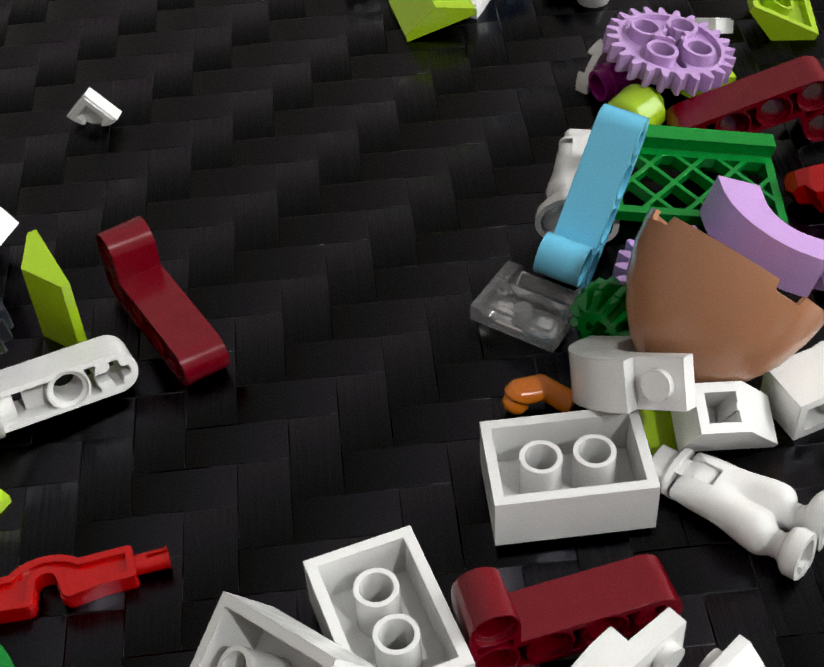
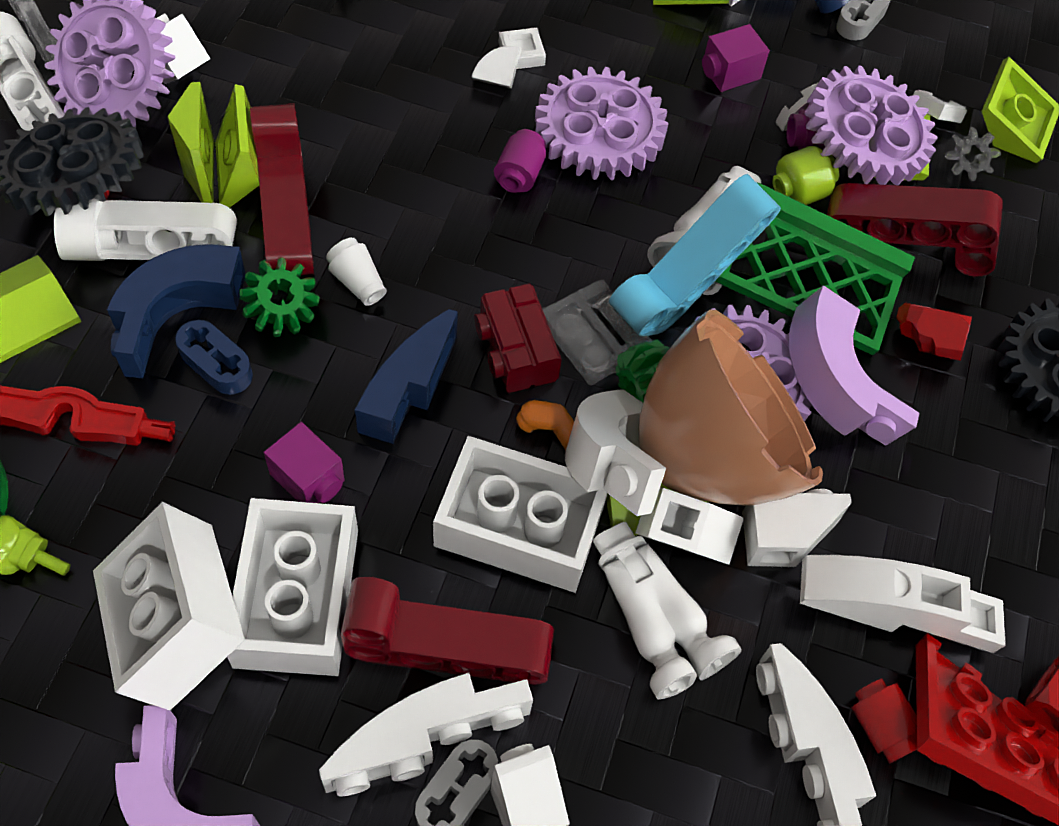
camera: 15 degrees right, 15 degrees up
(92, 426) = (165, 286): none -> dark blue arch
(95, 283) = (236, 151): none -> lime slope
(172, 475) = (207, 363): none -> dark blue beam
(221, 408) = (260, 296): none -> green gear
(270, 343) = (355, 269): none -> white cone
(300, 134) = (498, 66): none -> white tile
(311, 114) = (531, 47): none -> white tile
(326, 521) = (305, 466): none -> magenta brick
(371, 198) = (520, 161): none -> magenta brick
(380, 413) = (407, 378): none -> dark blue slope
(424, 142) = (601, 123): none -> lavender gear
(464, 337) = (518, 338): none -> dark red brick
(510, 51) = (735, 57): none -> magenta brick
(750, 44) = (981, 161): none -> clear gear

